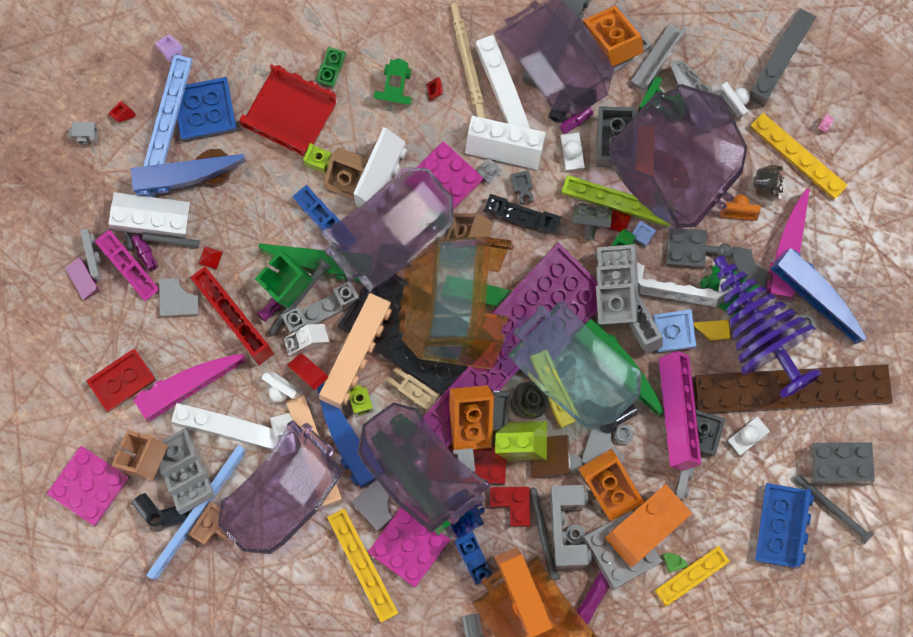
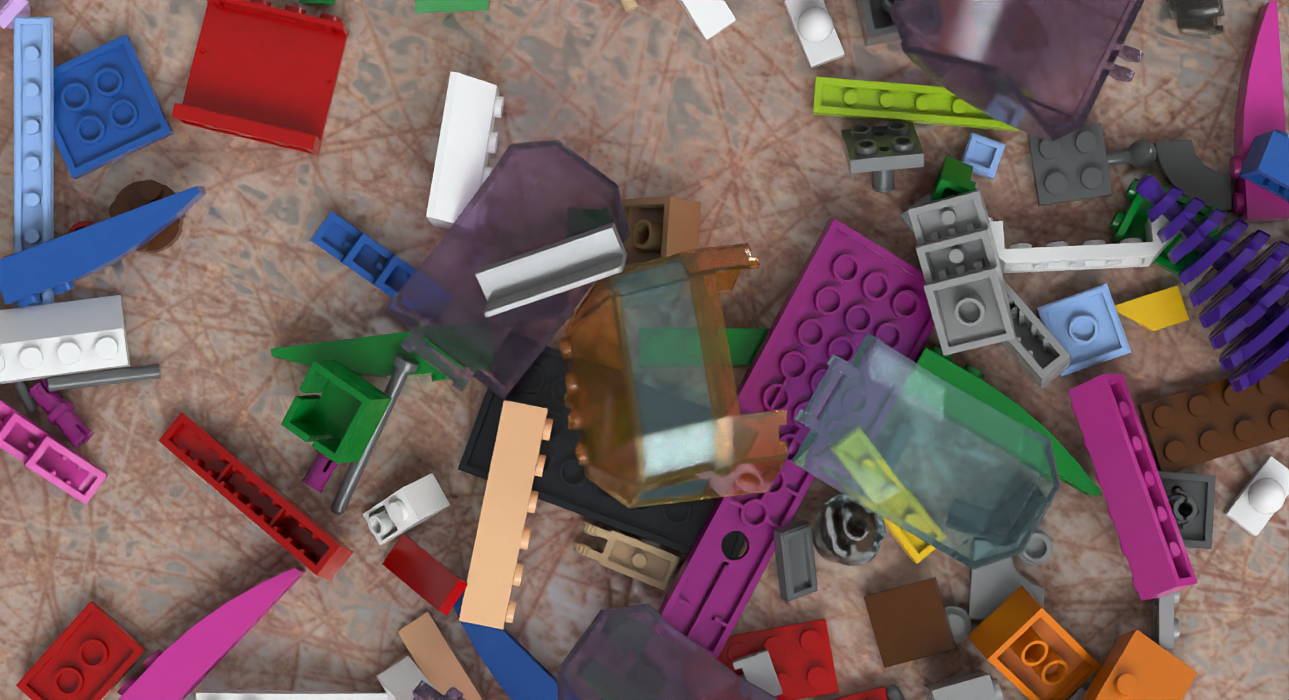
camera: 10 degrees left, 10 degrees up
(176, 301) = (143, 490): light grey tile -> none
(210, 257) = (187, 392): red slope -> none
(281, 387) = (382, 611): white tile -> none
(310, 158) = (325, 158): lime brick -> none
(322, 310) = (418, 446): light grey slope -> none
(344, 172) = (398, 169): medium nougat slope -> none
(363, 407) = (548, 608): lime brick -> none
(409, 232) = (552, 269): none -> light grey panel
(452, 172) = (594, 124): dark pink plate -> none
(471, 417) = (751, 591): orange slope -> none
(489, 171) = (667, 102): light grey tile -> none
(505, 142) = (686, 41): white slope -> none
(522, 184) = (735, 113): dark grey plate -> none
(522, 216) = (750, 175): black slope -> none
(522, 441) = (854, 608): lime slope -> none
(619, 221) = (934, 141): red slope -> none
(741, 209) = (1157, 66): orange tile -> none

